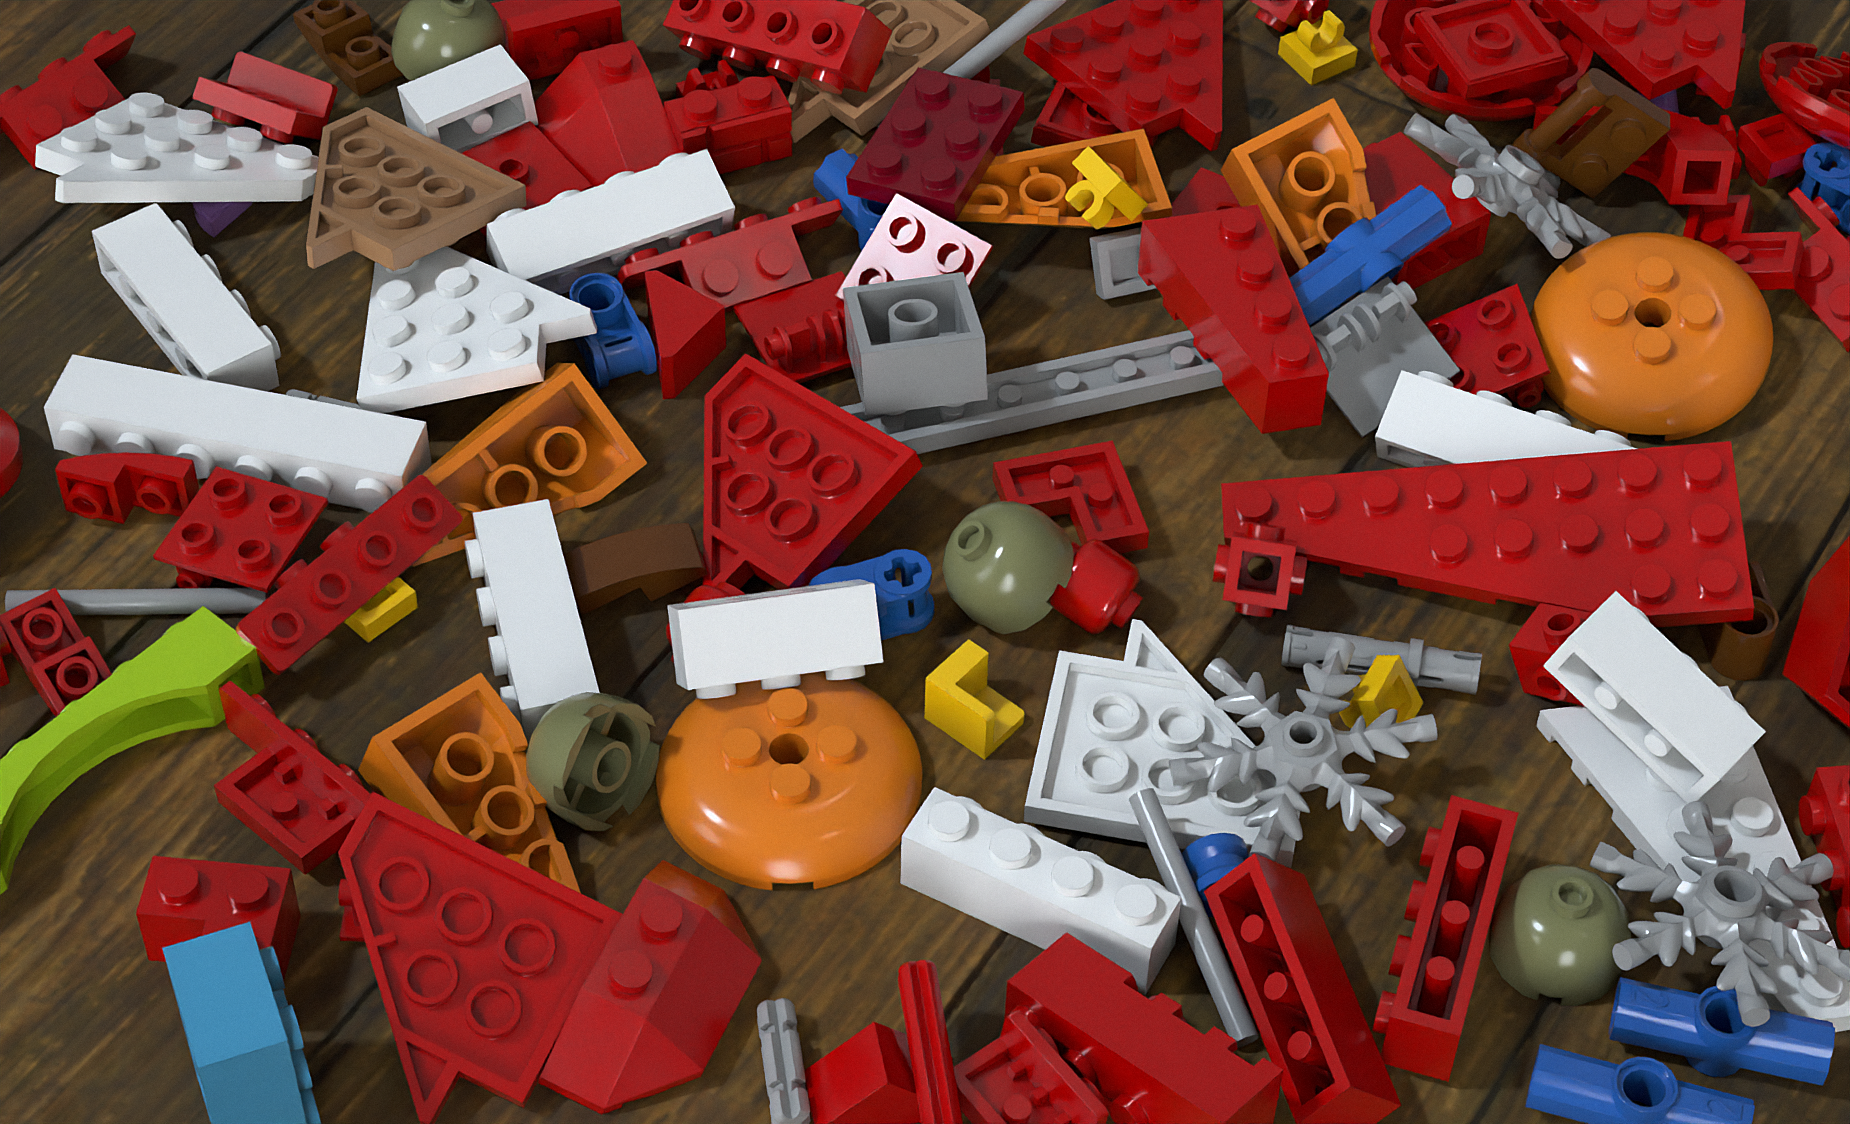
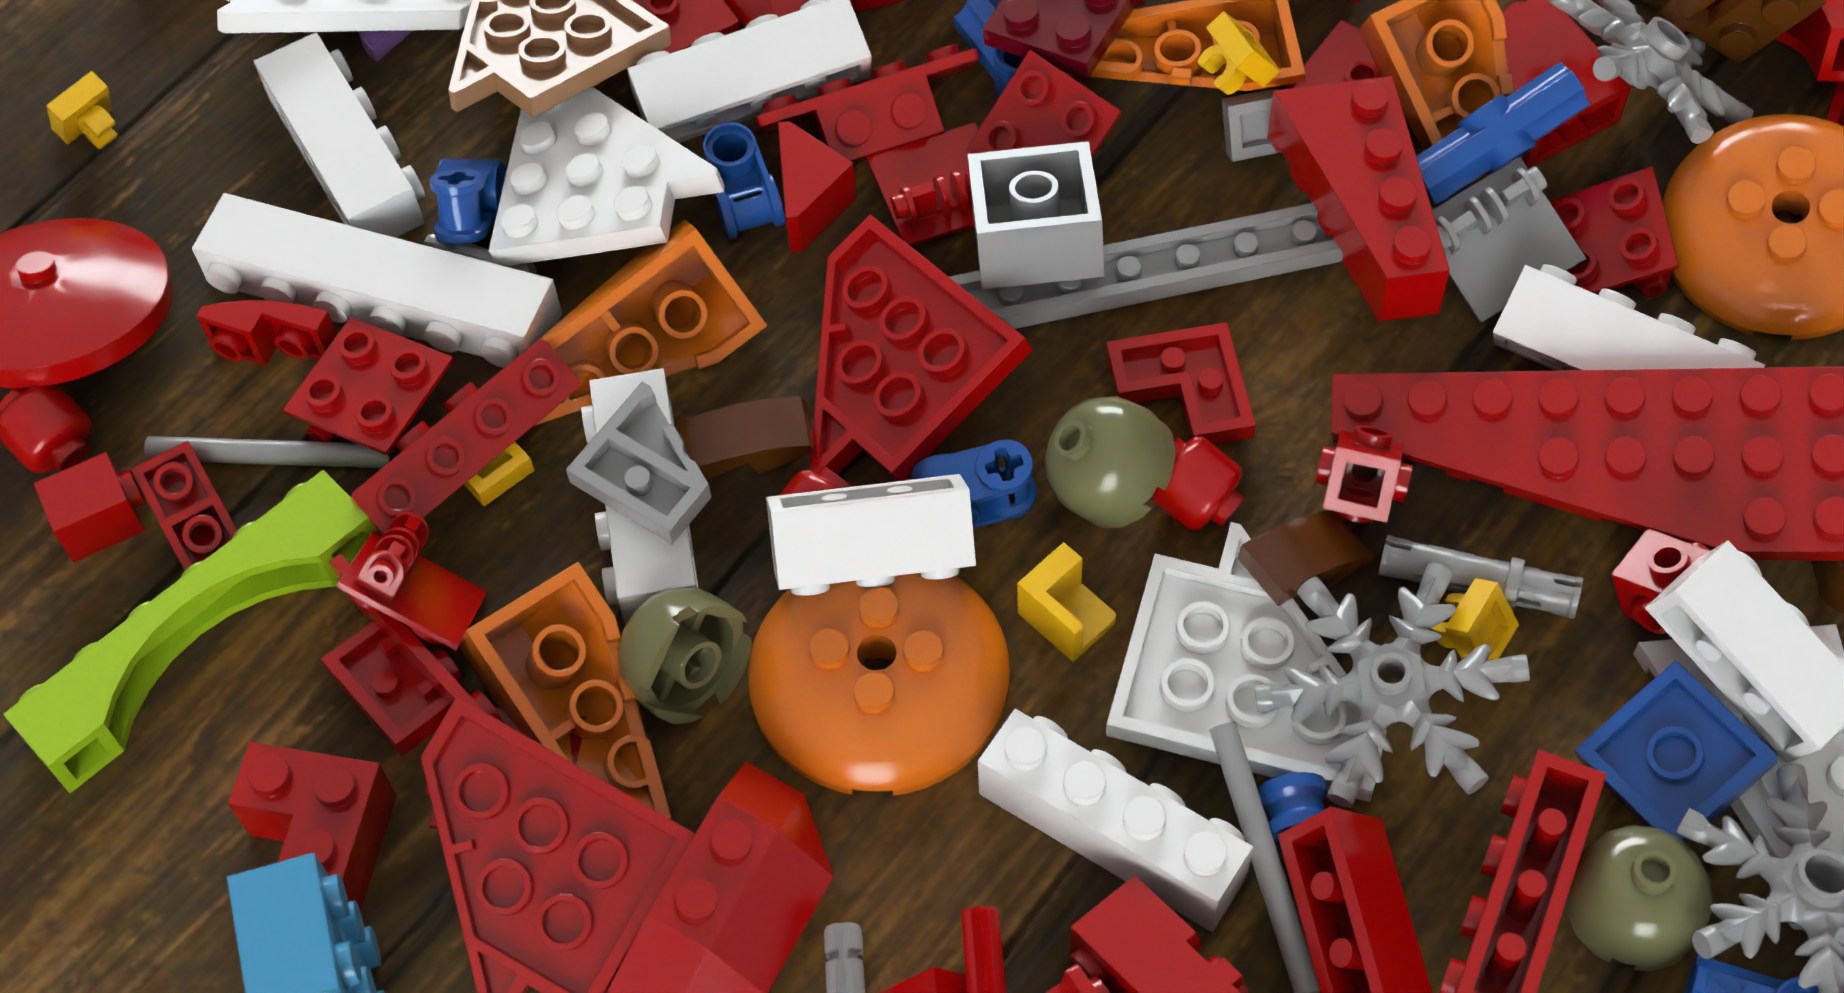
camera: 10 degrees right, 10 degrees up
(282, 697) = (401, 583): none -> red hinge
(327, 354) = (466, 198): none -> blue piece
(538, 586) = (642, 468): none -> light grey wing
(1198, 637) = (1304, 549): none -> reddish brown slope
(1586, 794) = (1676, 752): none -> blue plate

